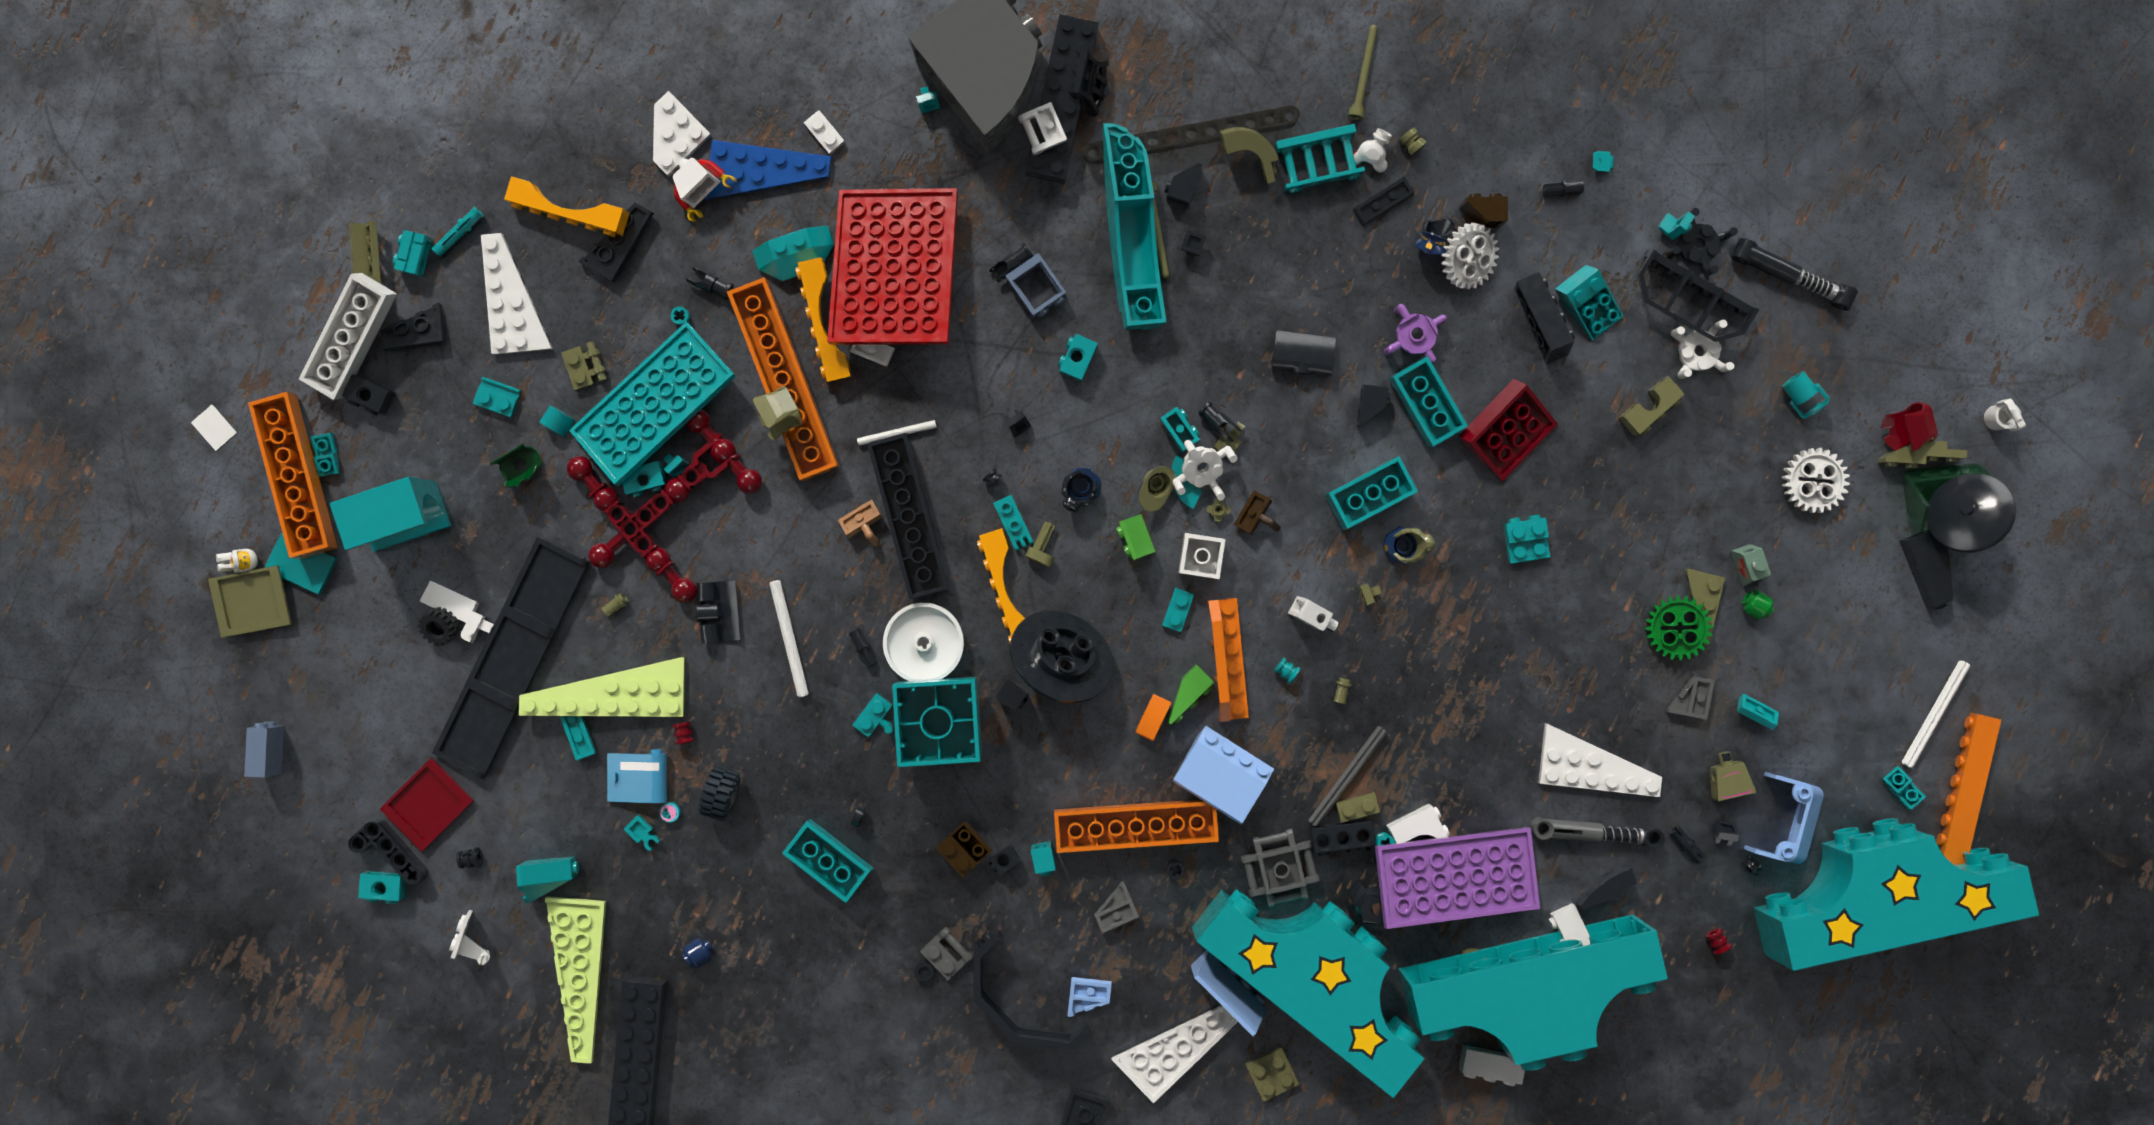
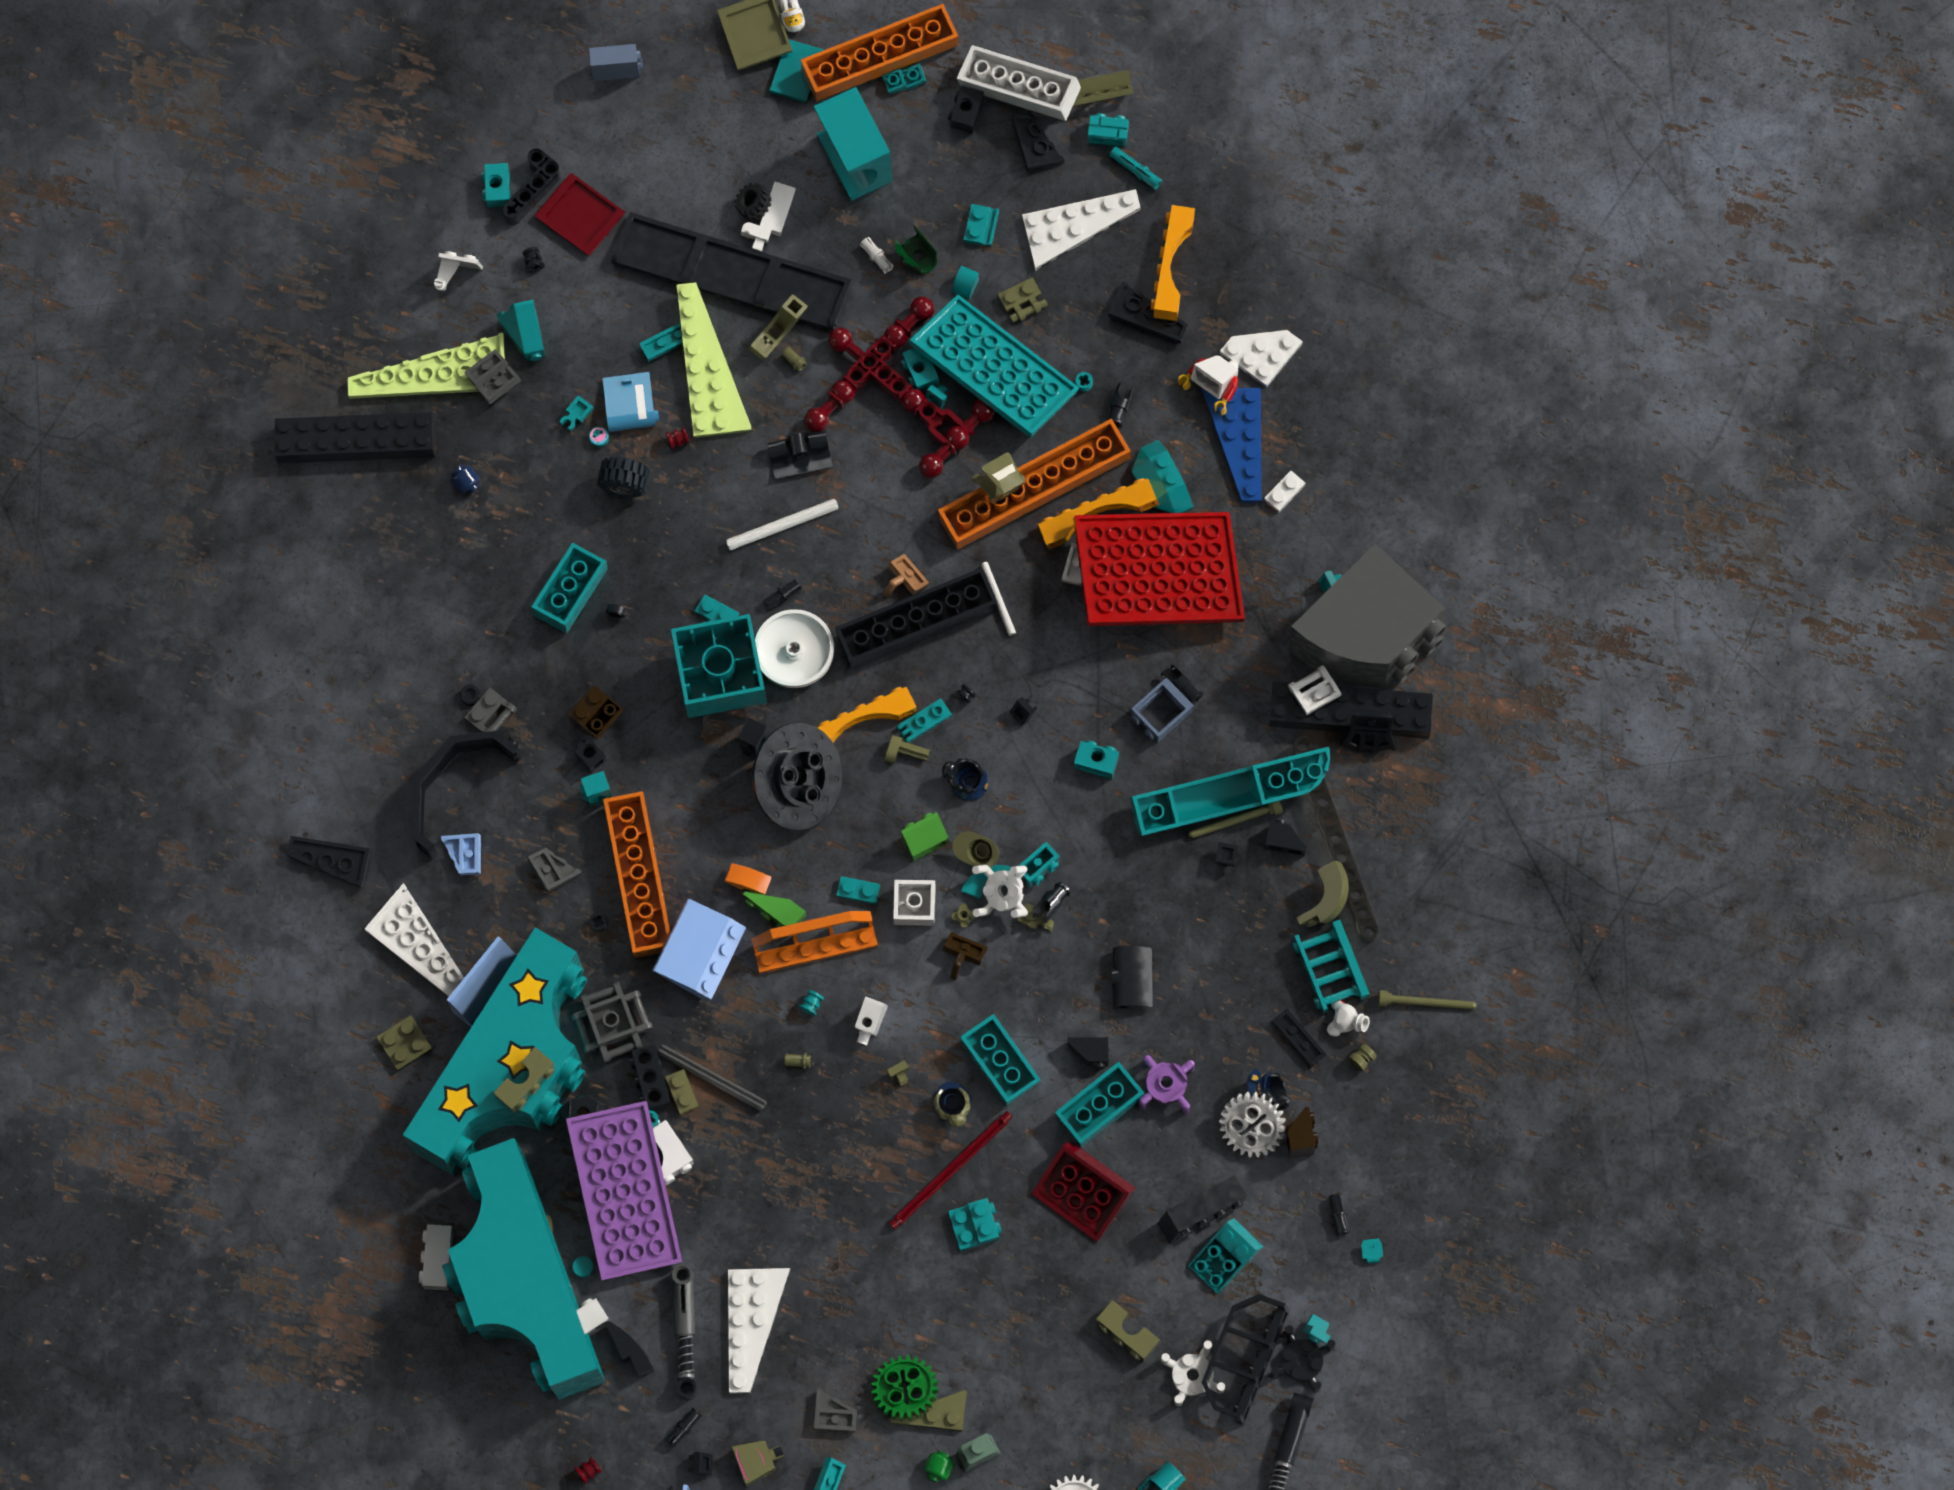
camera: 85 degrees right, 15 degrees down
(514, 507) = (876, 255): none -> white pin
(580, 617) = (778, 327): none -> olive arch
(591, 914) = (492, 376): none -> dark grey slope
(1371, 984) = (515, 1095): none -> olive arch
(1470, 555) = (950, 1170): none -> dark red piece
(1517, 923) = (583, 1267): none -> teal tile

